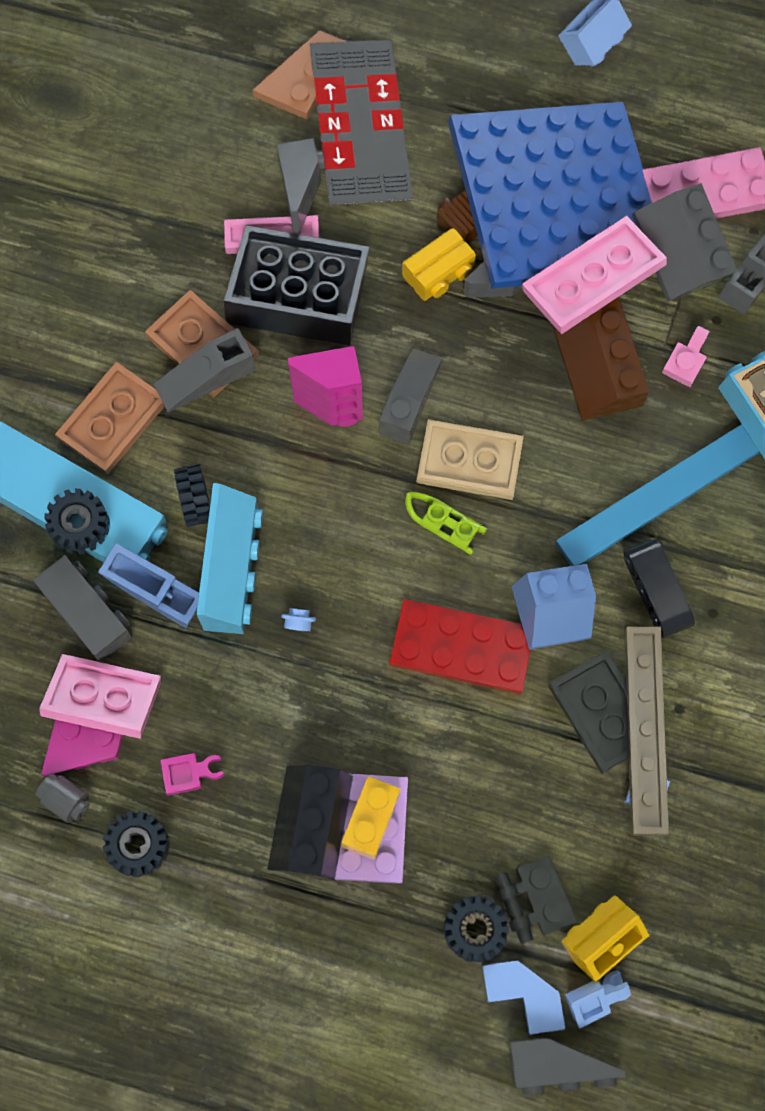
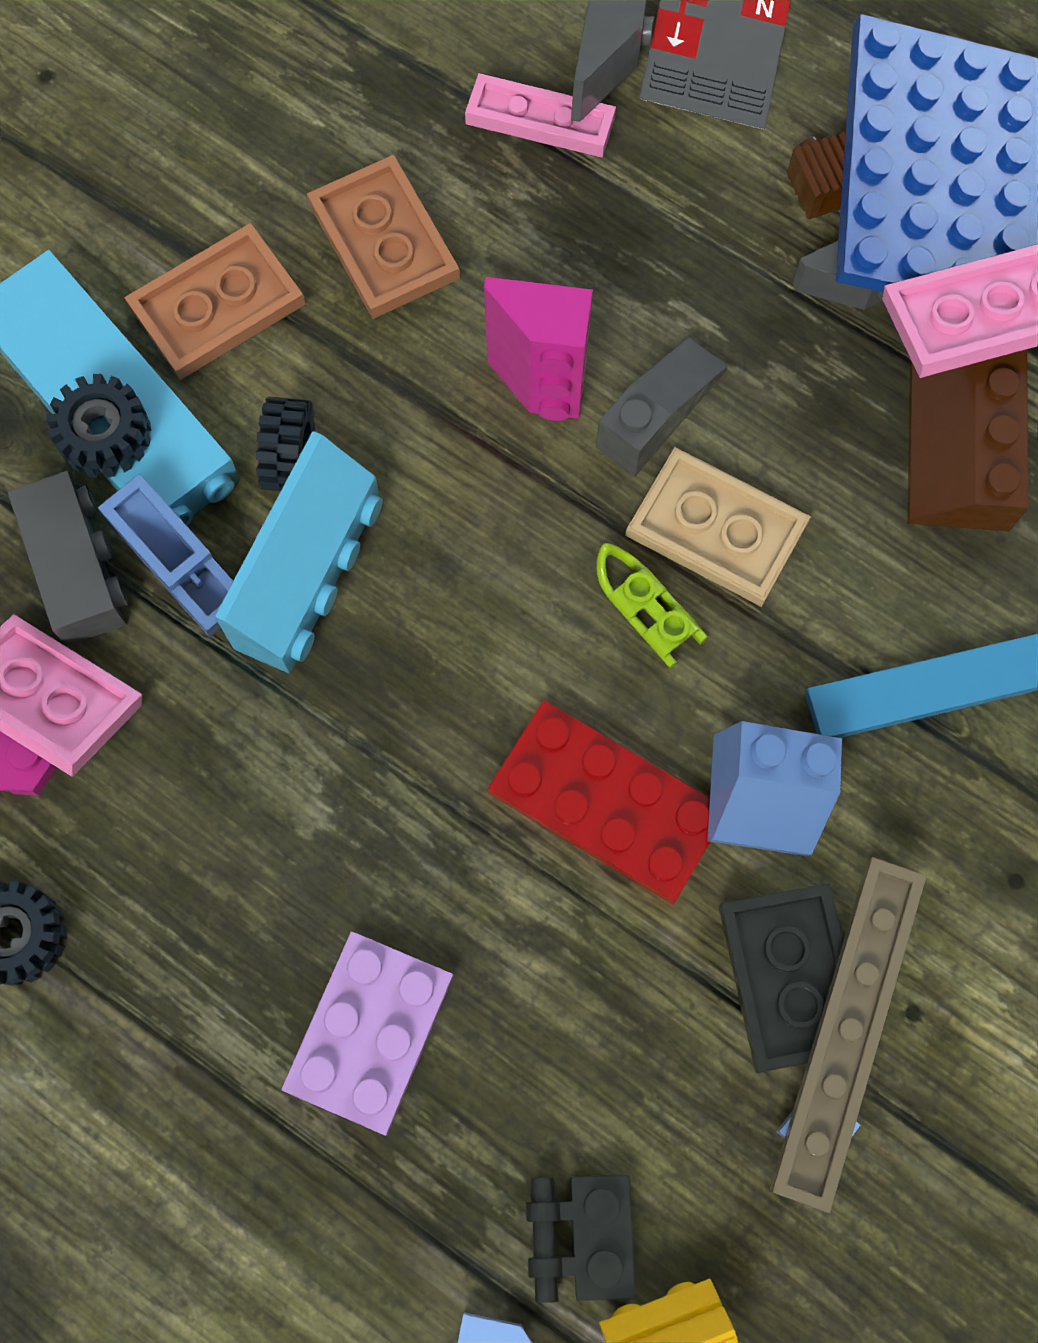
camera: 20 degrees right, 0 degrees up
(184, 773) = (124, 850): dark pink plate -> none
(206, 370) = (372, 269): dark grey slope -> none
(296, 285) = (547, 193): black slope -> none
(298, 619) = (374, 678): light blue plate -> none
(310, 821) = (278, 995): black slope -> none
(371, 818) = (367, 1020): yellow brick -> none
(439, 265) = (769, 229): yellow brick -> none
(484, 946) = (476, 1284): black bush -> none
(658, 587) = (943, 814): black beam -> none

